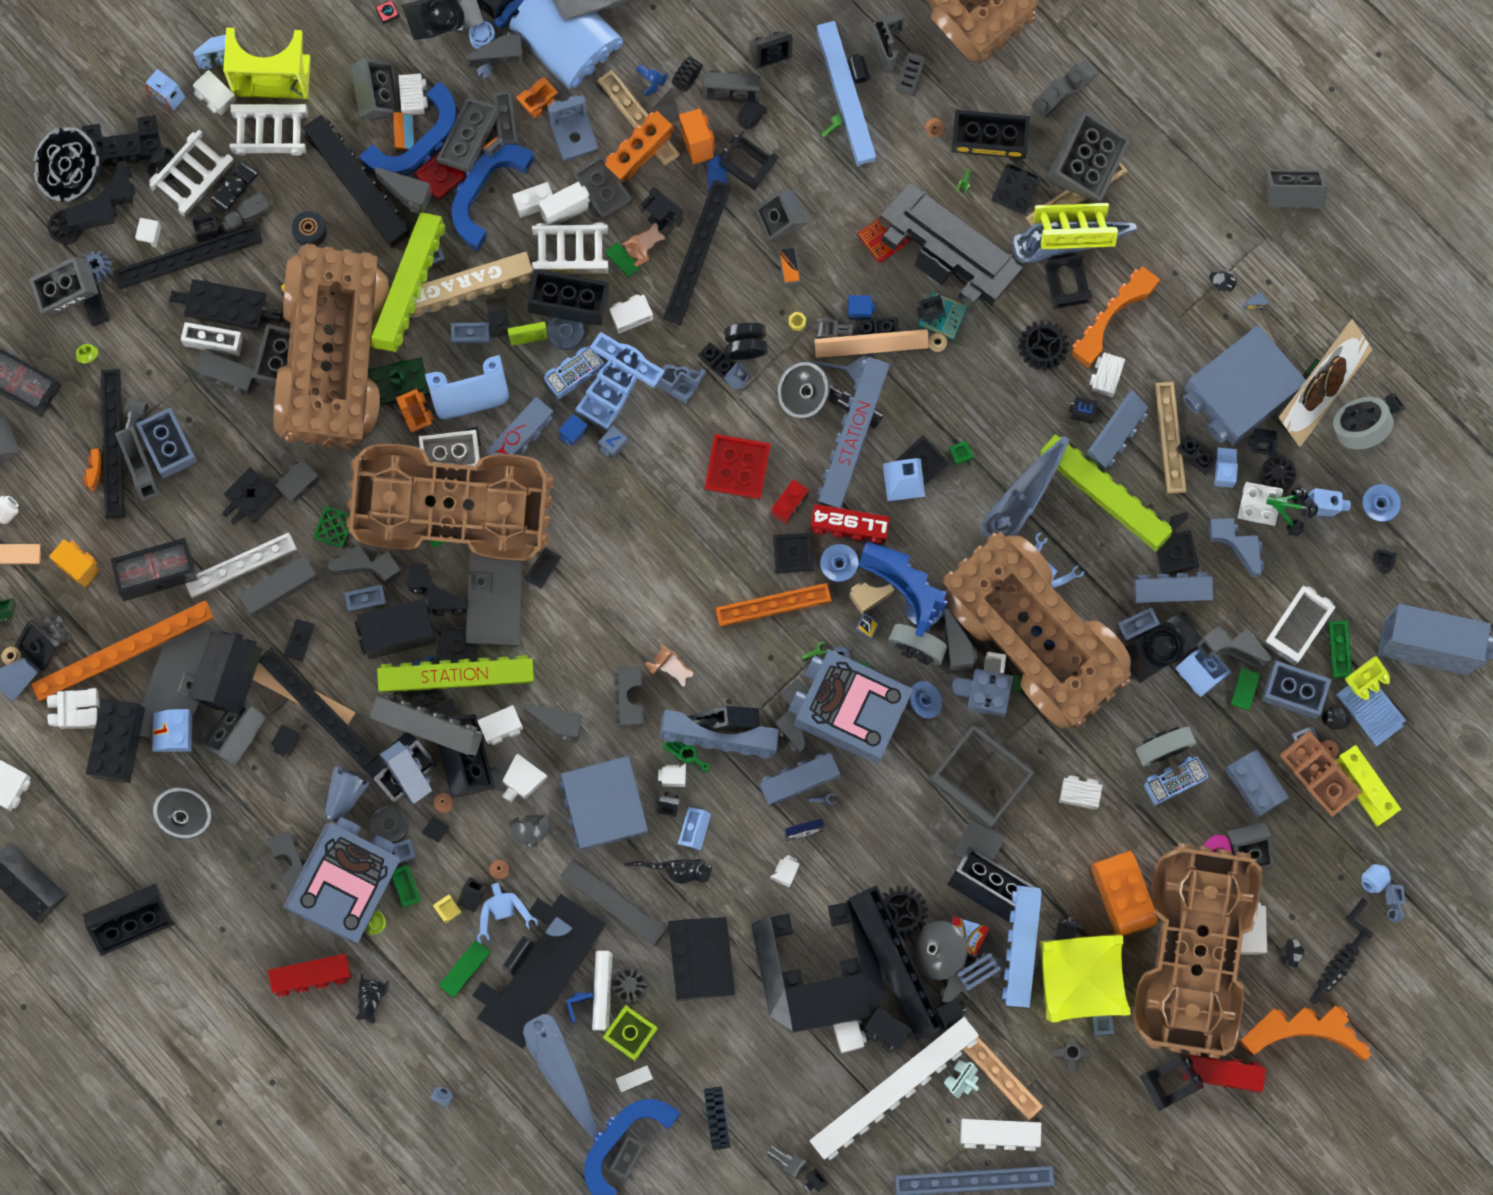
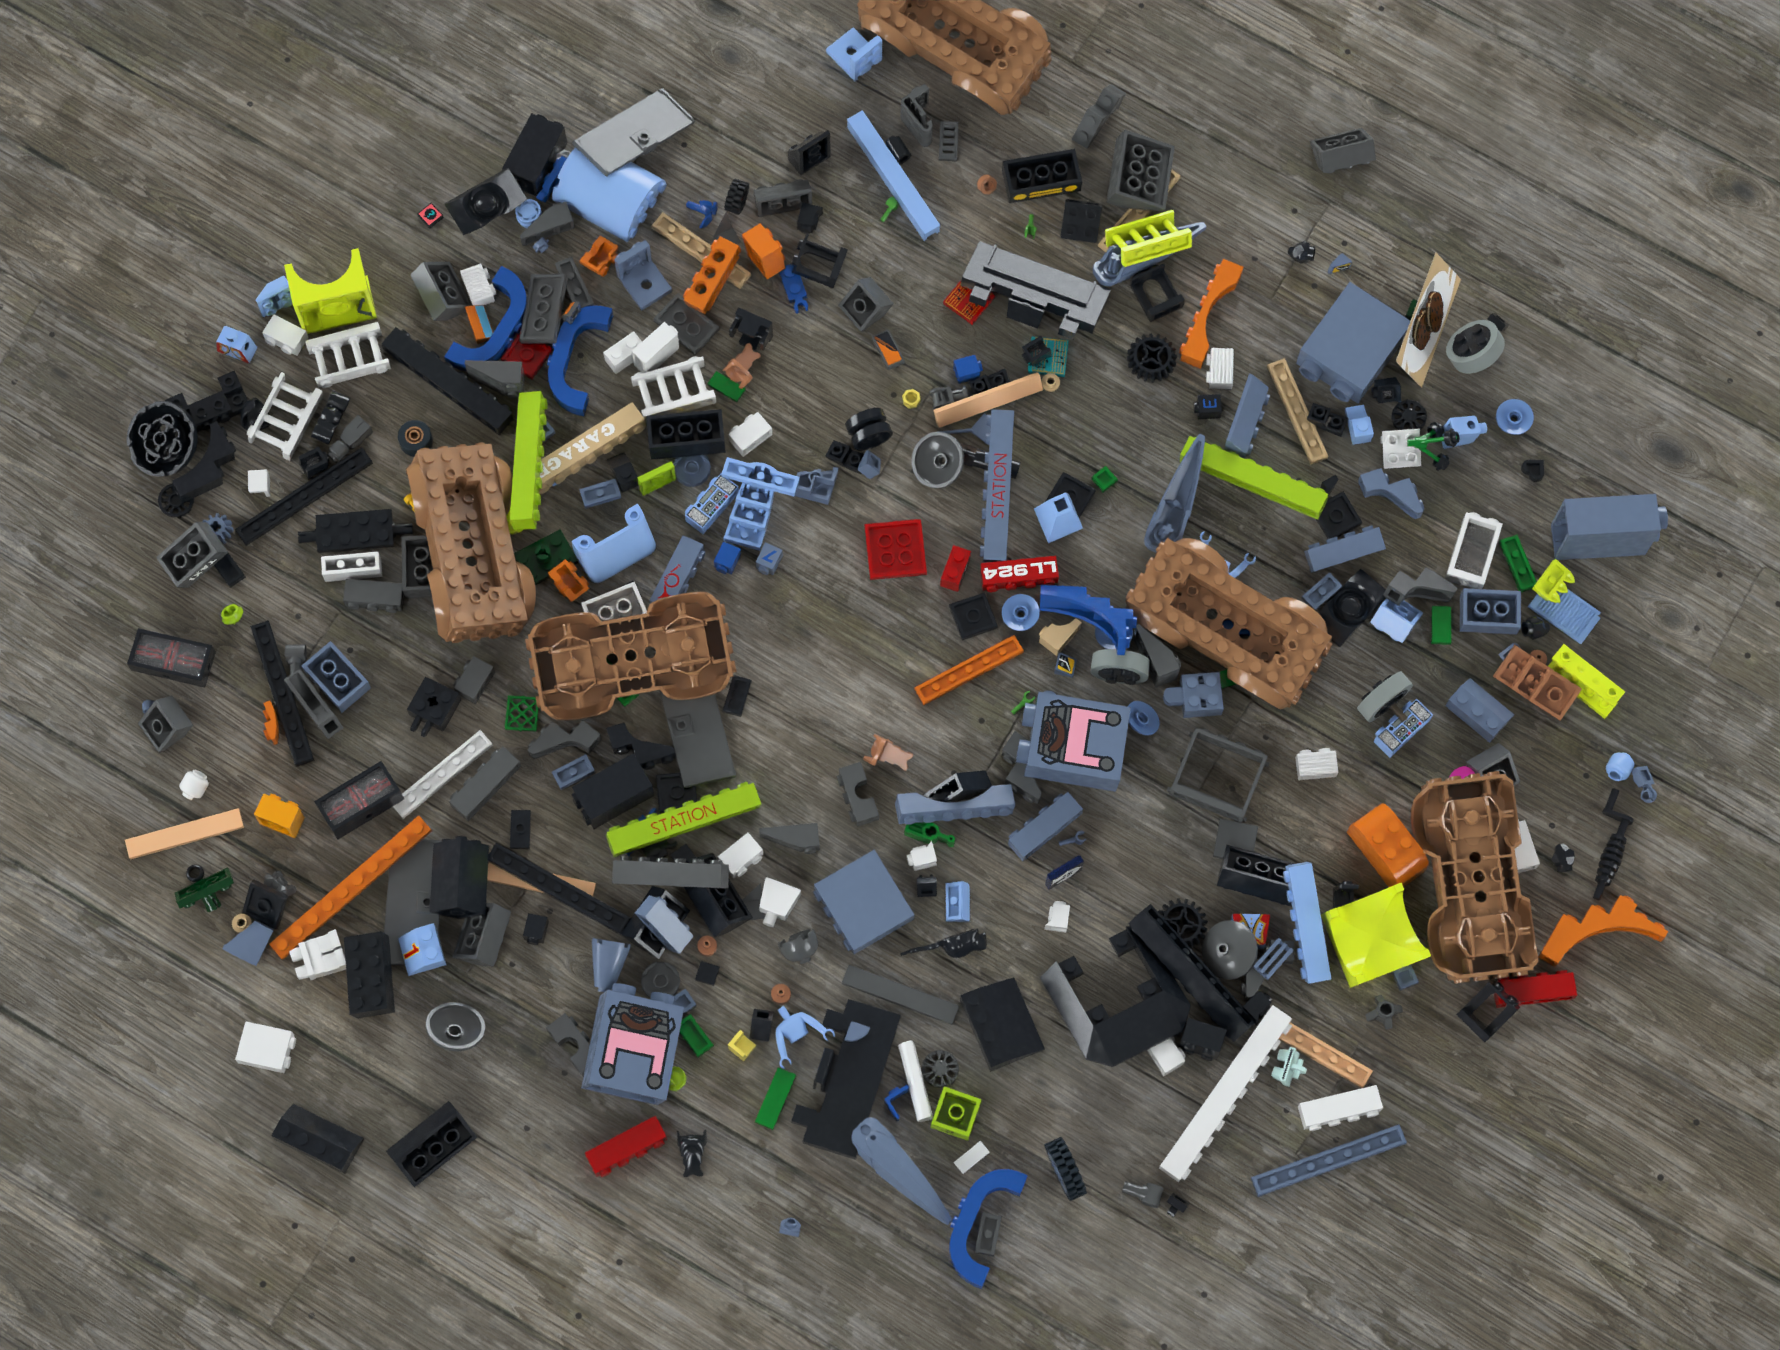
camera: 15 degrees left, 5 degrees down
(697, 252) = (796, 360): black tile -> none
(995, 662) = (1197, 664): white panel -> none

